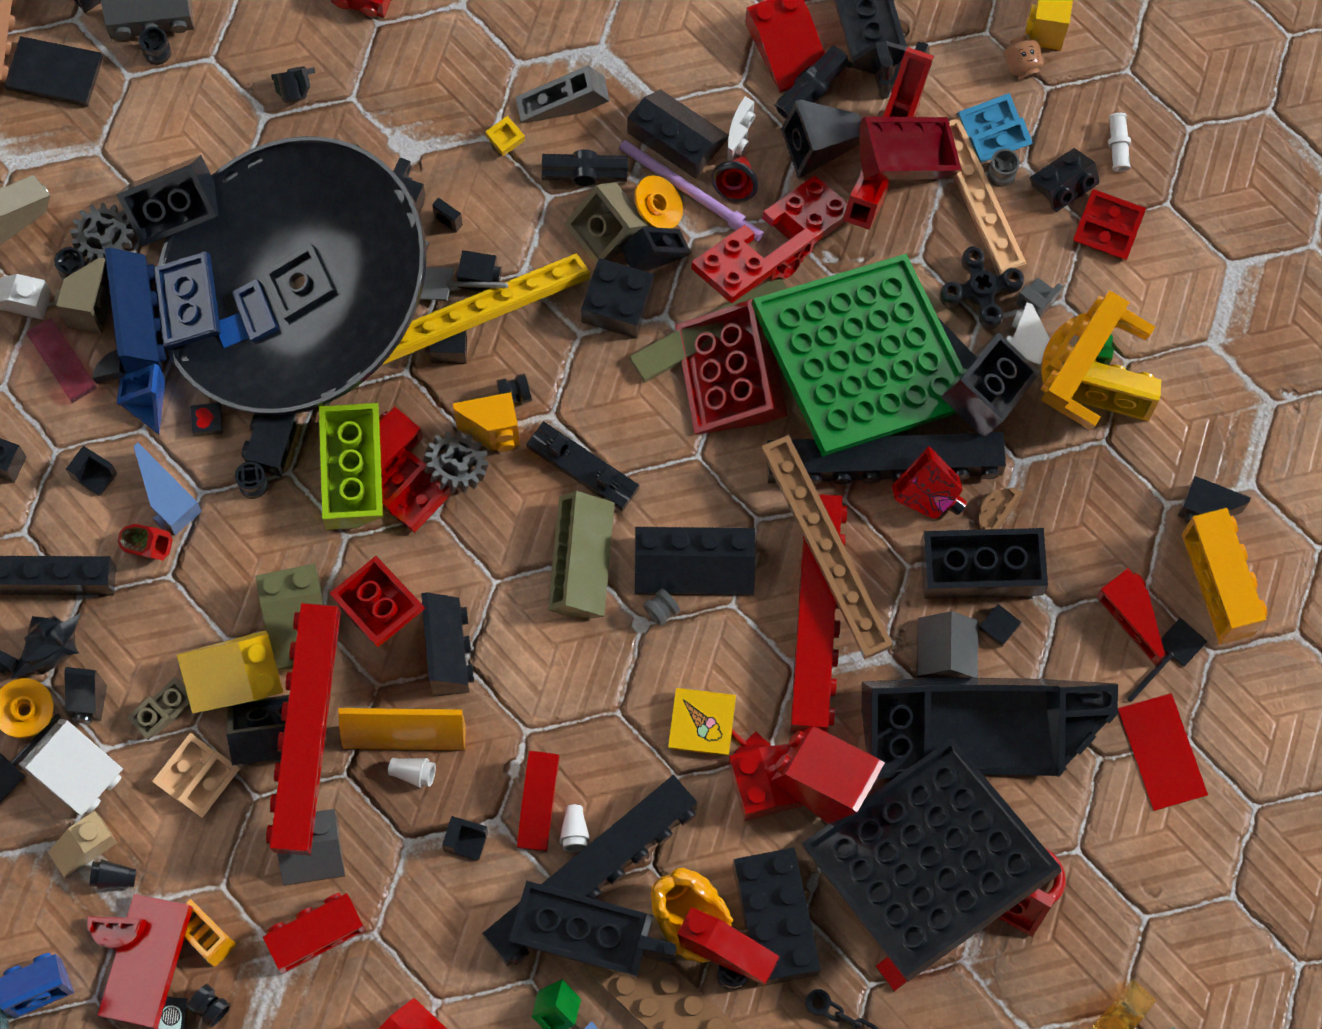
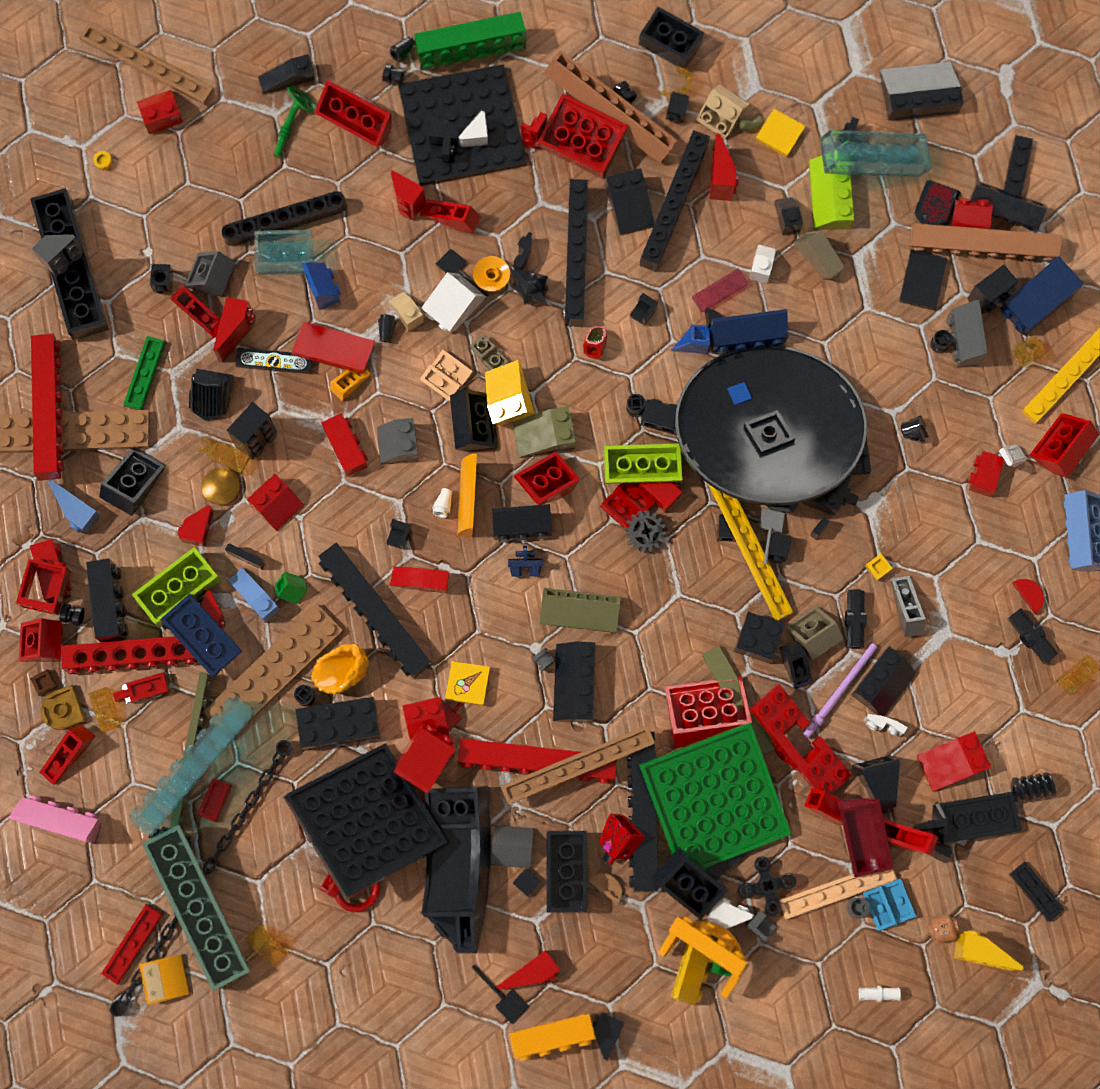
camera: 90 degrees right, 5 degrees up
(67, 260) = (785, 290): black wheel -> none
(84, 694) = (496, 308): black slope -> none
(85, 297) = (757, 299): dark tan slope -> none
(87, 235) = (808, 304): dark grey gear -> none
(115, 932) = (351, 330): tile -> none
(167, 498) = (628, 352): medium blue slope -> none
(170, 200) = (826, 351): black slope -> none
(187, 300) = (757, 363): tile -> none
(206, 419) = (678, 378): black tile -> none
(208, 1005) = (304, 384): black wheel -> none
(255, 310) = (752, 406): tile -> none
(304, 729) = (463, 433): red brick -> none
(489, 421) = (670, 553): light orange slope -> none
(504, 640) = (533, 563): none -> dark blue hips
(518, 387) = (694, 569): black wheel -> none
(574, 830) = (400, 601): white cone -> none
(583, 466) = (643, 613): black hinge -> none
(587, 930) = (332, 604): black hinge -> none
(658, 202) = (829, 674): light orange dish -> none
(726, 946) = (315, 688): red slope -> none
(735, 180) = (848, 720): red hat -> none
(813, 80) = (921, 776): black piece -> none
(1066, 179) = (850, 952): black bracket -> none
(1109, 224) = (816, 981): red slope -> none
(1162, 751) = (437, 986): red sticker -> none

